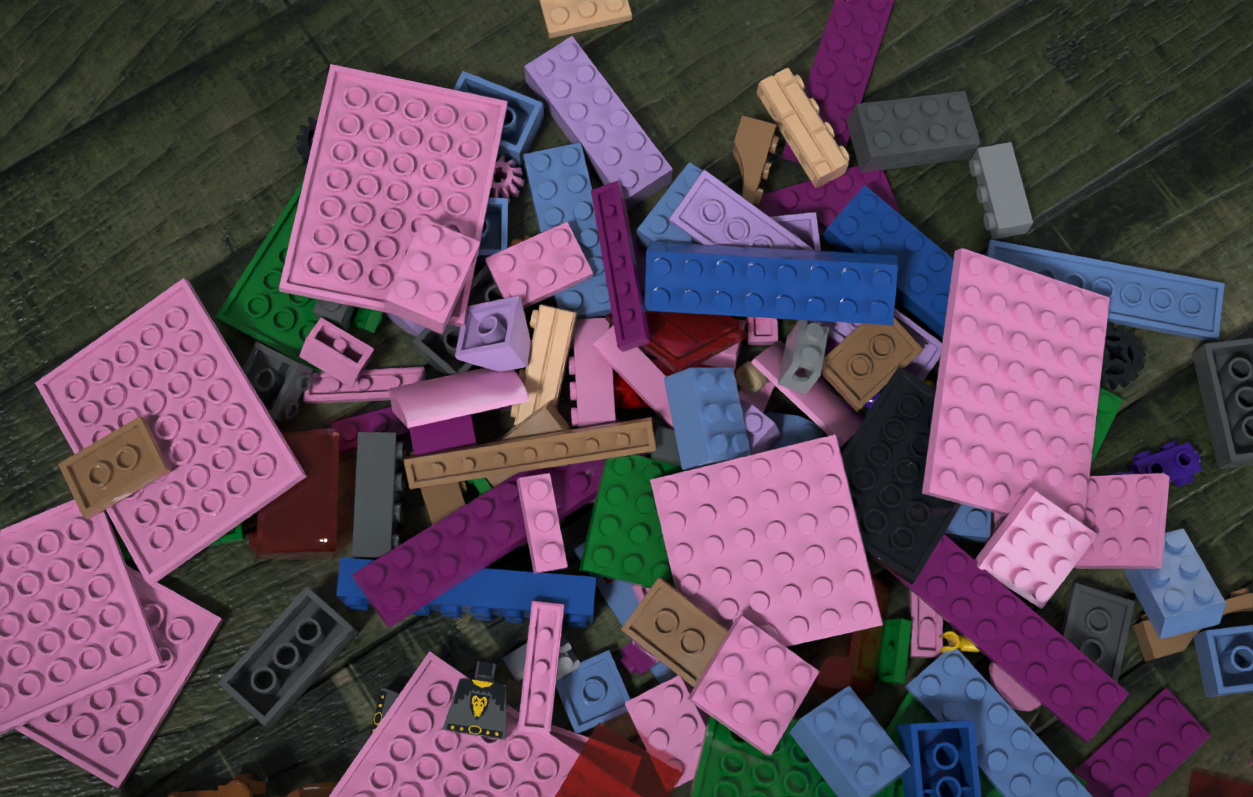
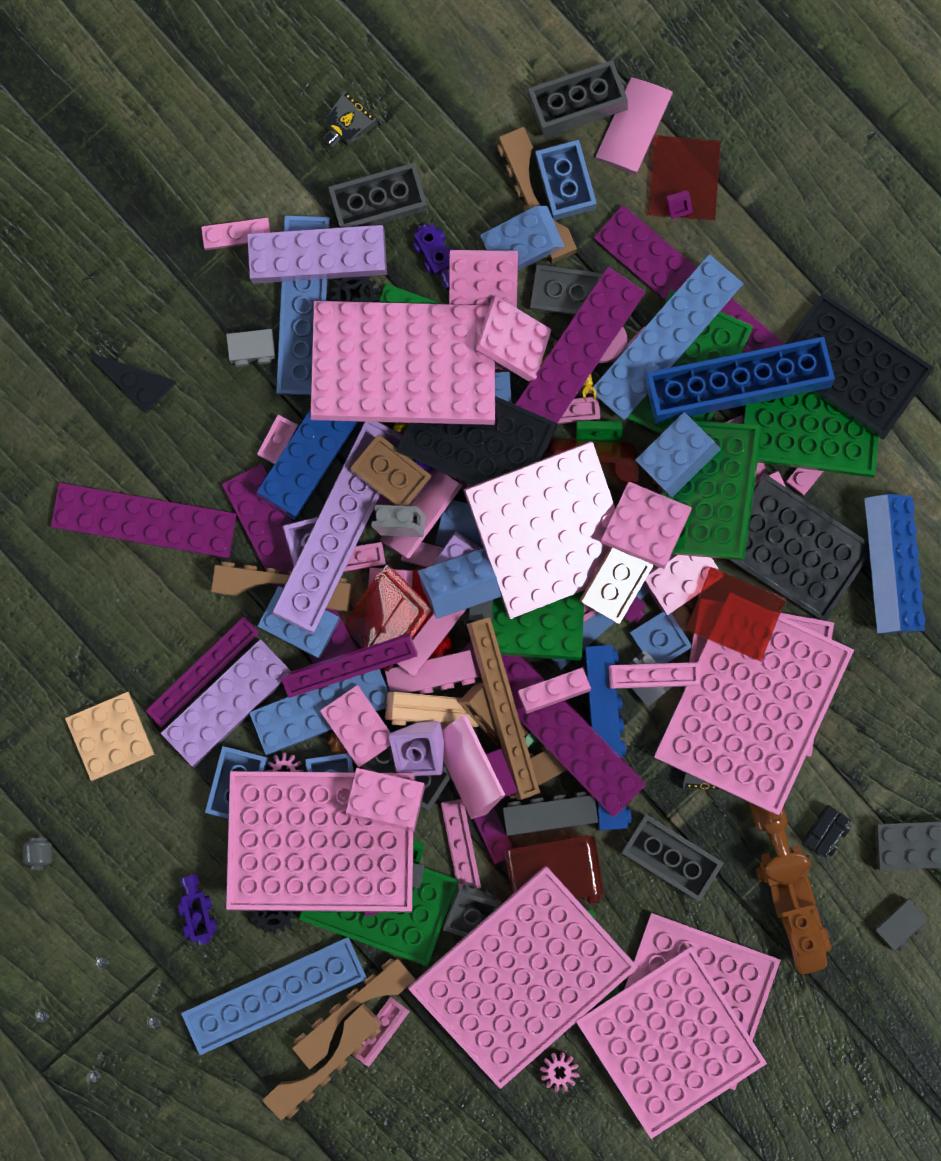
camera: 95 degrees left, 10 degrees up
(30, 472) = (551, 1072): none -> bright pink gear
(114, 467) = (559, 1008): medium nougat plate -> none
(146, 246) = (391, 1016): none -> bright pink plate
(150, 211) = (289, 1094): none -> medium nougat arch
(203, 265) = (316, 1044): none -> medium nougat arch
(220, 131) = (274, 996): none -> medium blue plate
(336, 352) = (445, 866): bright pink brick -> none
(343, 50) = (193, 916): none -> dark purple brick
(479, 705) = (687, 713): torso -> none
(642, 102) = (202, 672): none -> magenta plate
(750, 377) = (415, 560): tan tile -> none
(771, 283) = (351, 551): blue brick -> none
(802, 127) = (209, 545): light nougat brick -> none
(913, 131) = (199, 460): dark grey brick -> none
(934, 230) = (277, 439): none -> bright pink plate
(1001, 191) = (234, 388): light grey brick -> none
(1015, 82) = (140, 385): none -> black wing
(1053, 218) = (251, 347): none -> light grey brick
(1172, 311) = (317, 254): none -> lavender brick
(1202, 224) = (232, 233): none -> bright pink plate

